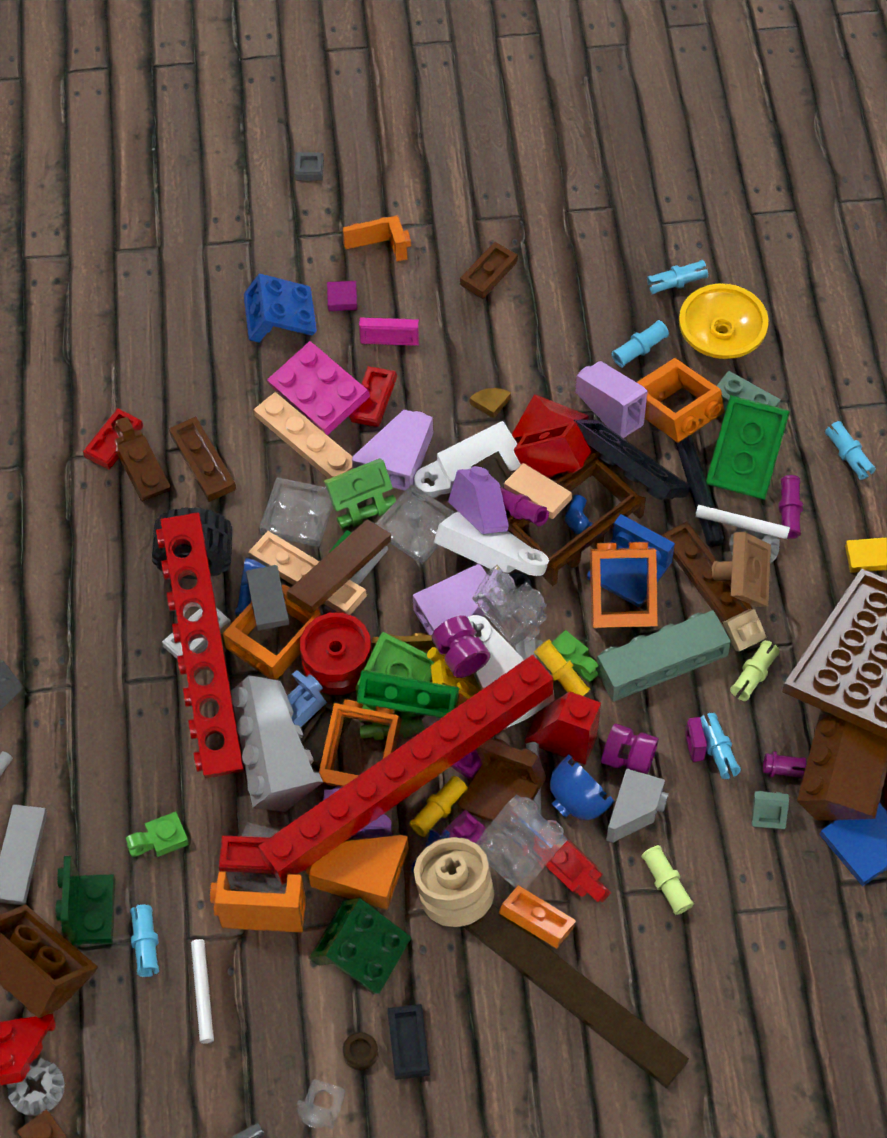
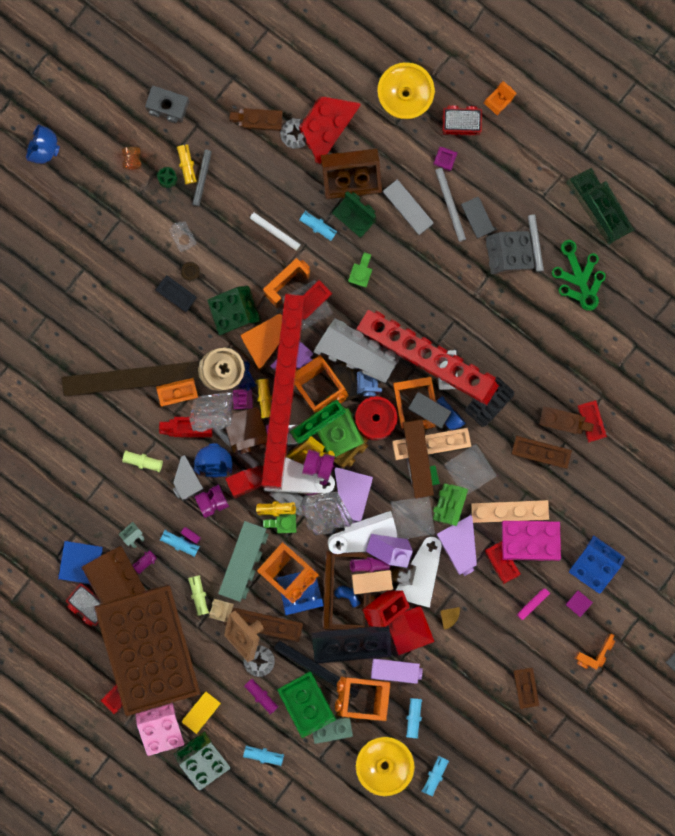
camera: 130 degrees right, 25 degrees up
(742, 521) = (271, 663): white bar -> none

